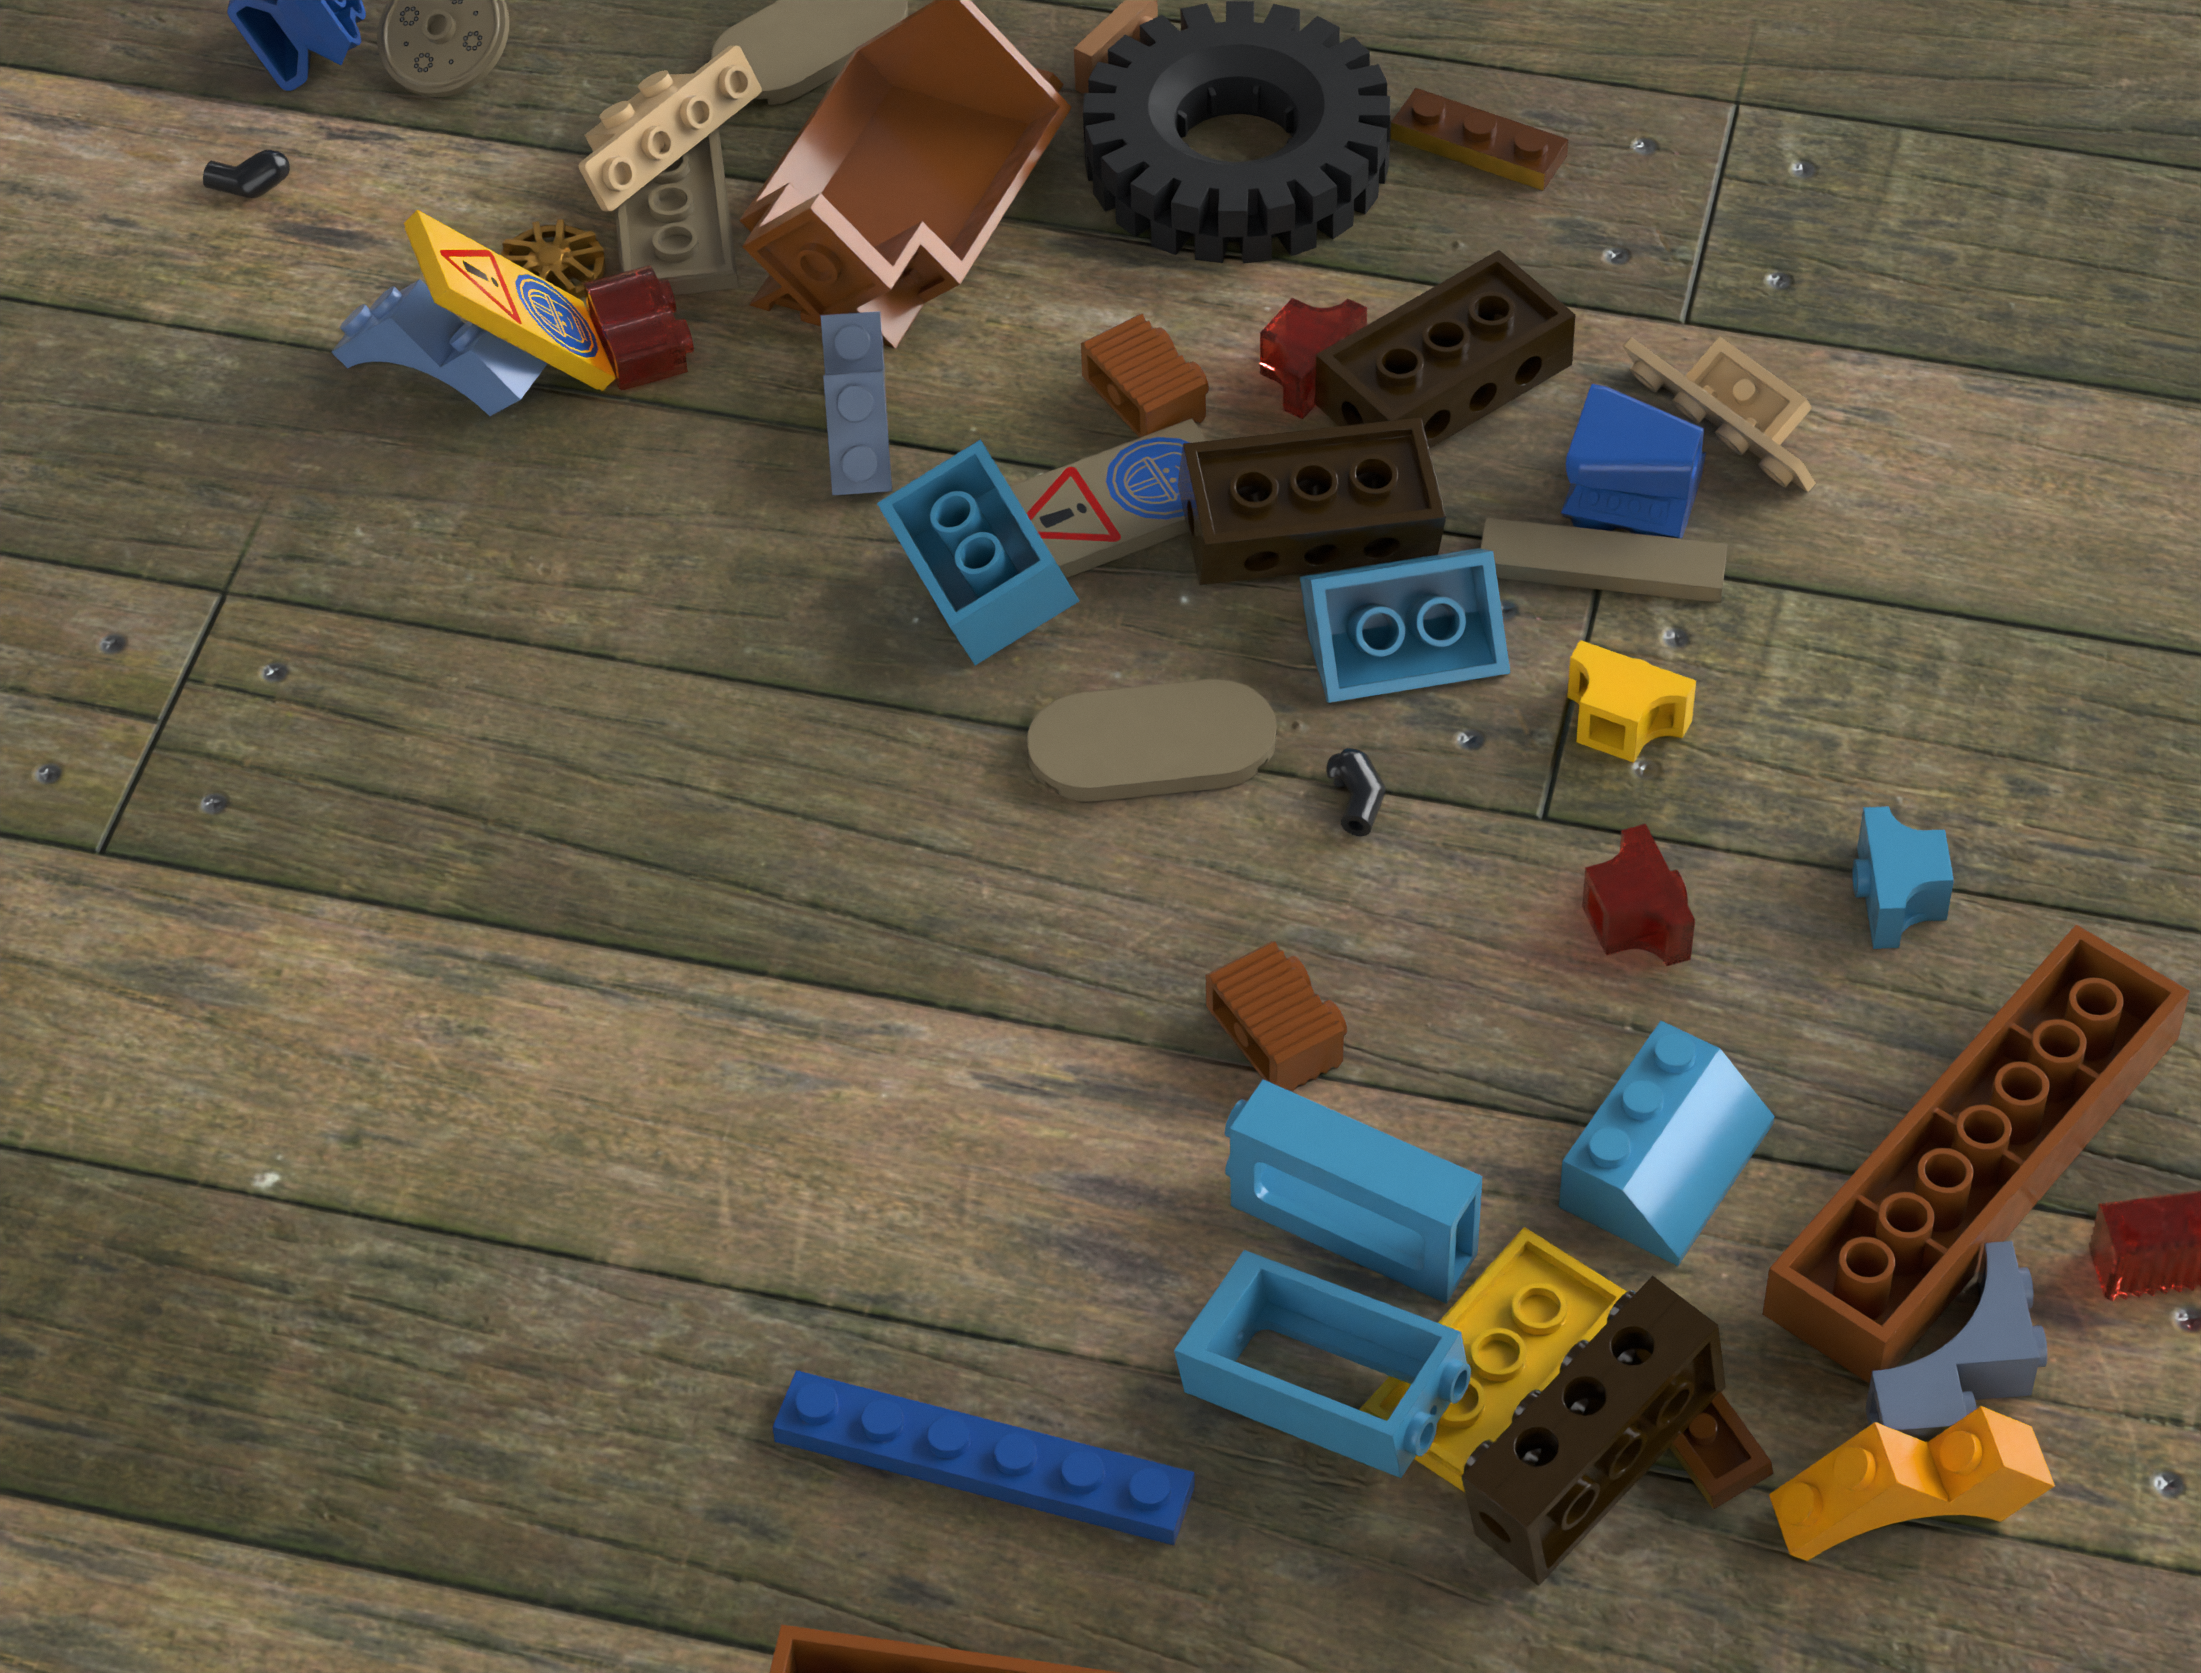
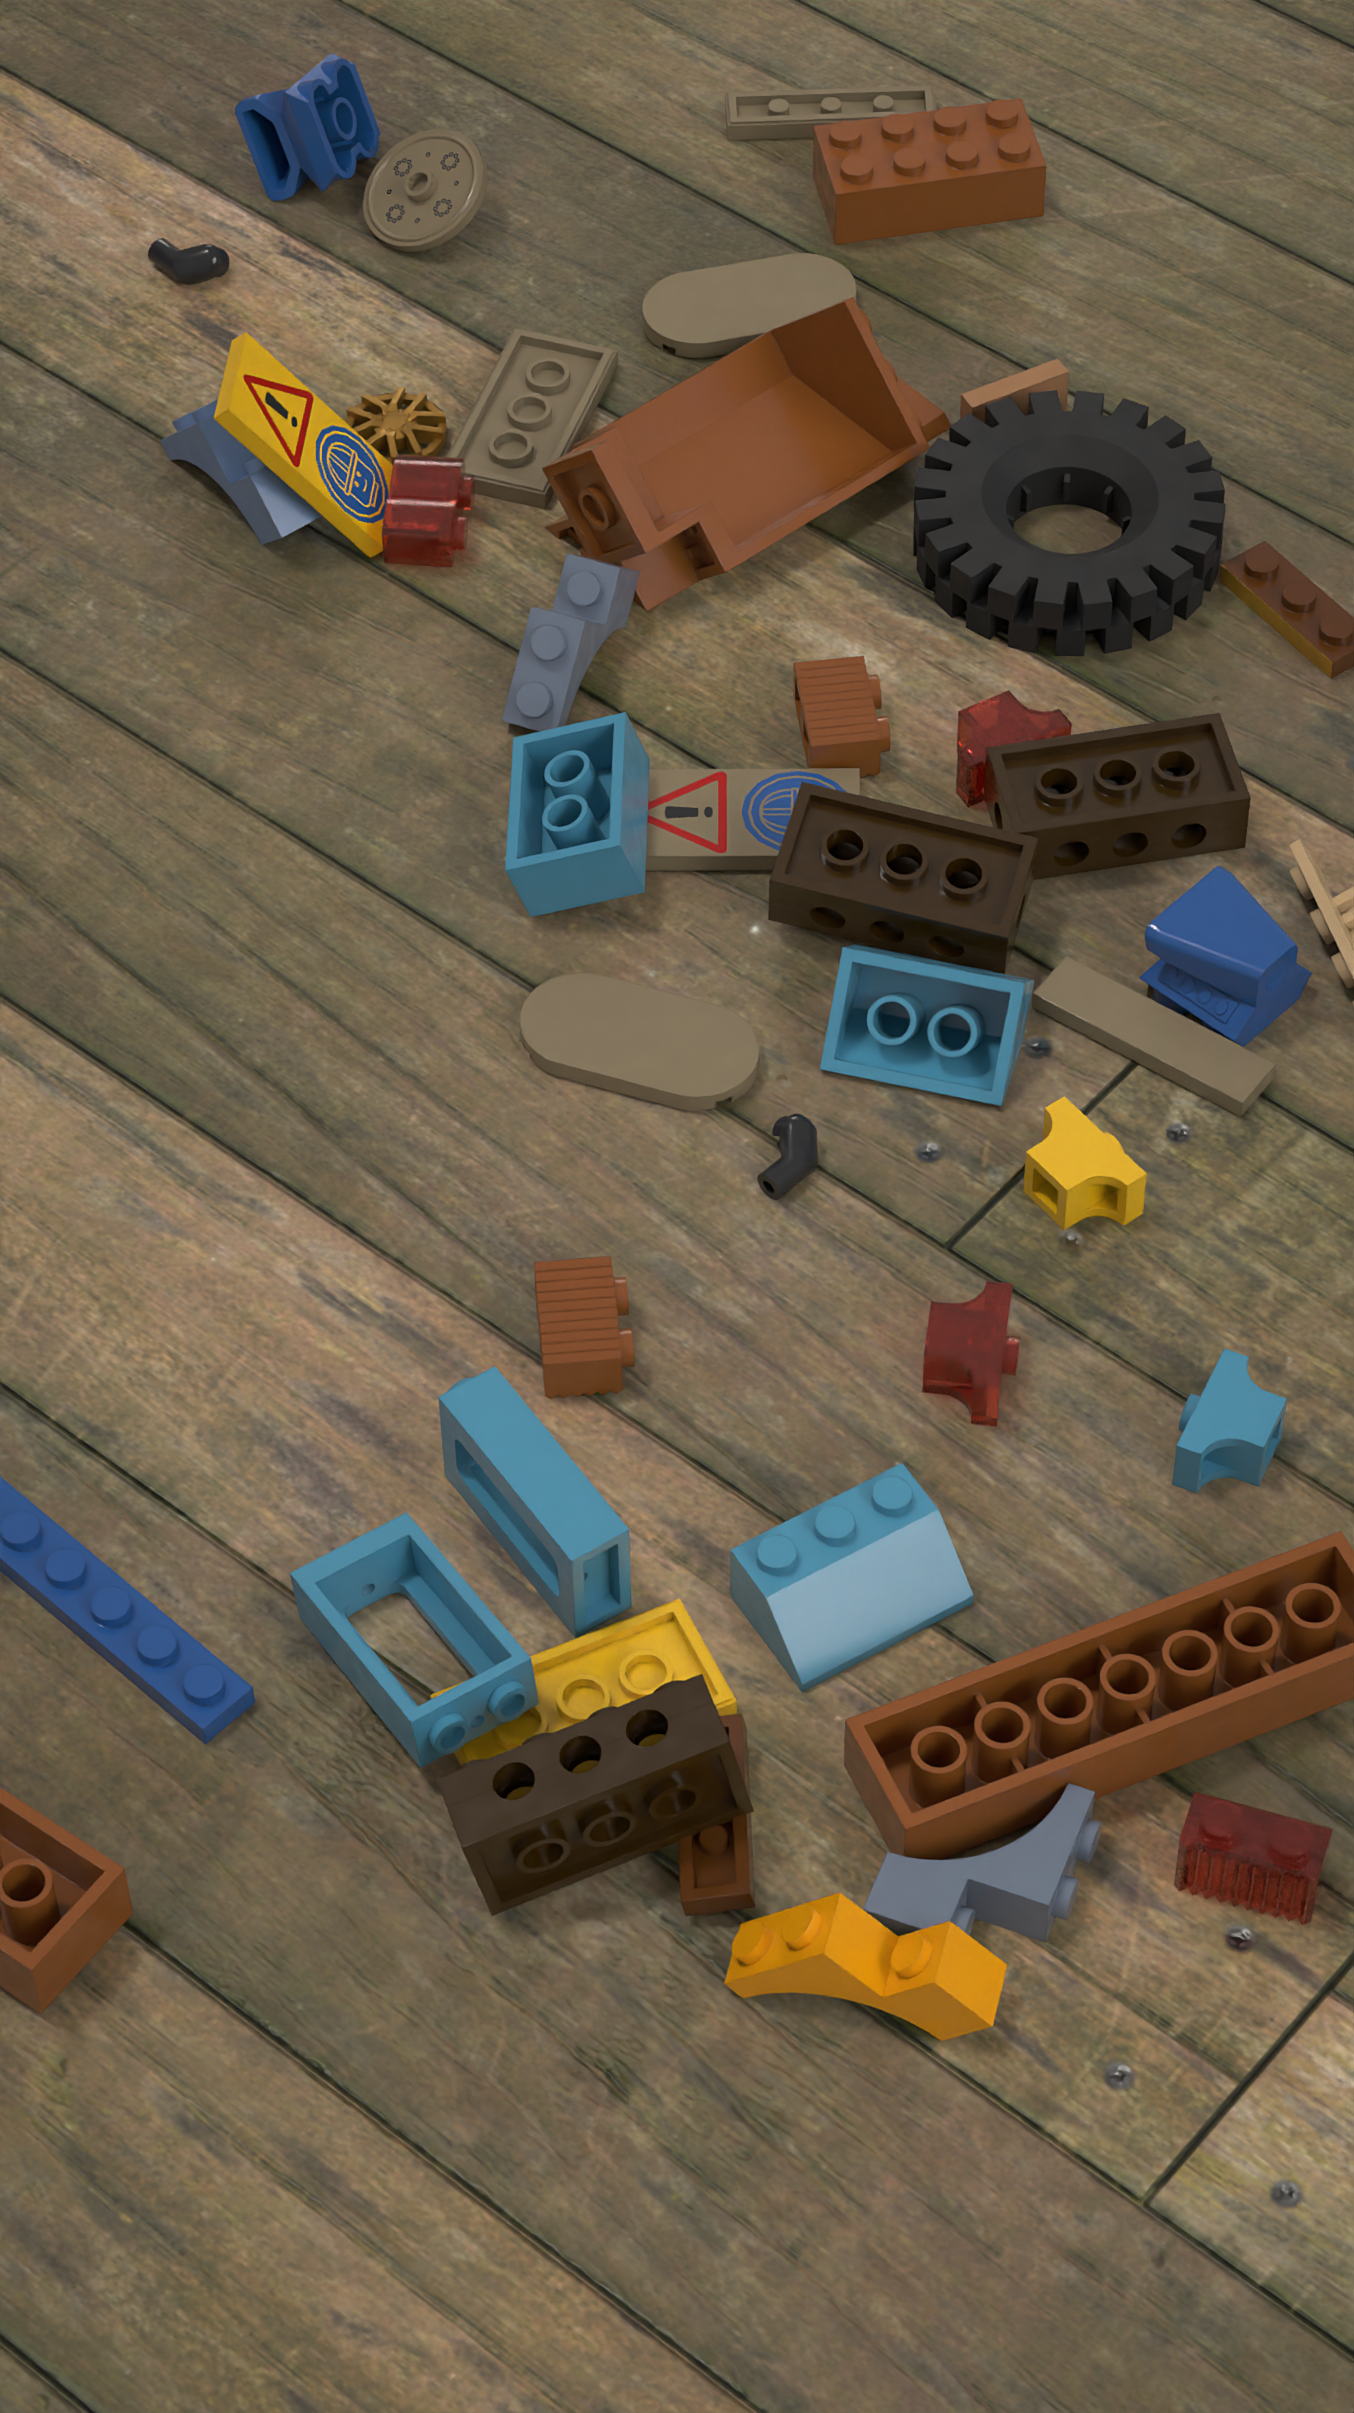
camera: 25 degrees right, 0 degrees up
(663, 123) = (557, 338): tan bracket -> none

